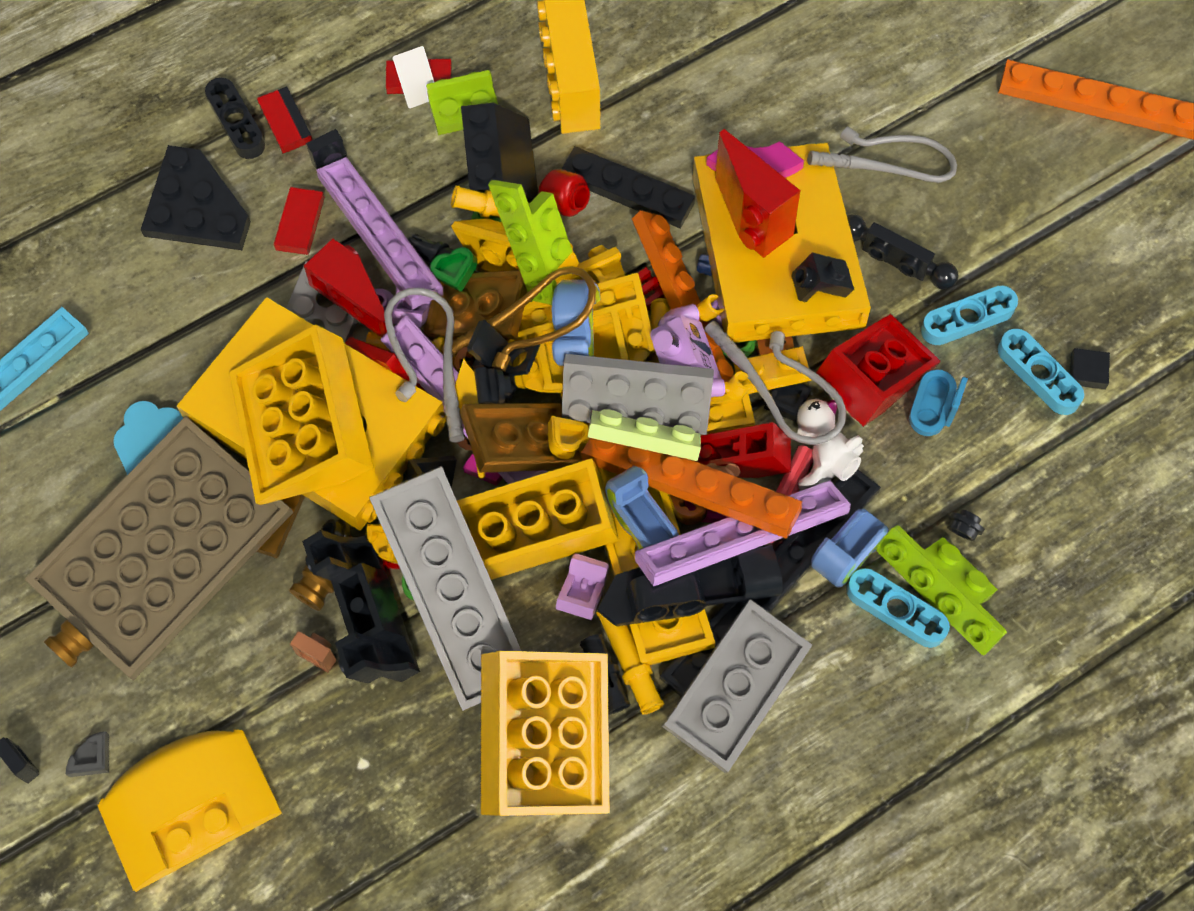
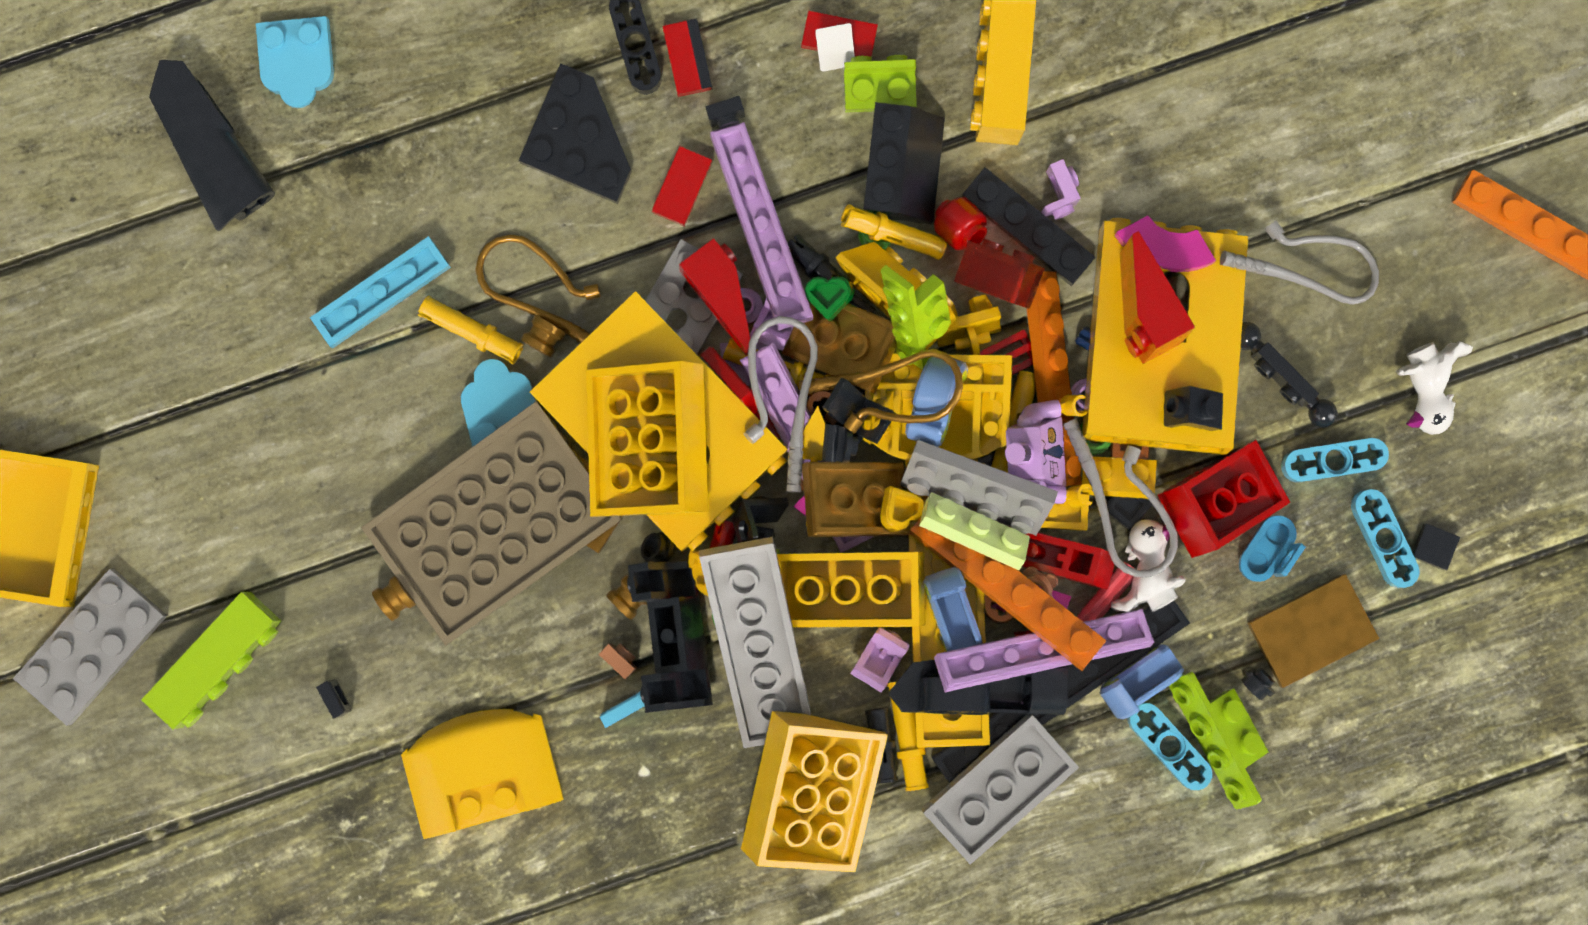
camera: 15 degrees right, 20 degrees up
(90, 757) = (400, 707): dark grey tile -> none
(128, 383) = (483, 336): none -> yellow pin
(186, 368) = (543, 336): none -> pearl gold wheel
(227, 326) = (590, 291): none -> pearl gold piece
(331, 697) = (621, 710): none -> medium azure tile
(609, 218) = (1000, 274): none -> clear red brick
(650, 146) = (1064, 184): none -> lavender bracket
(1001, 468) = (1313, 630): none -> pearl gold tile
(1030, 223) = (1429, 376): none -> white animal

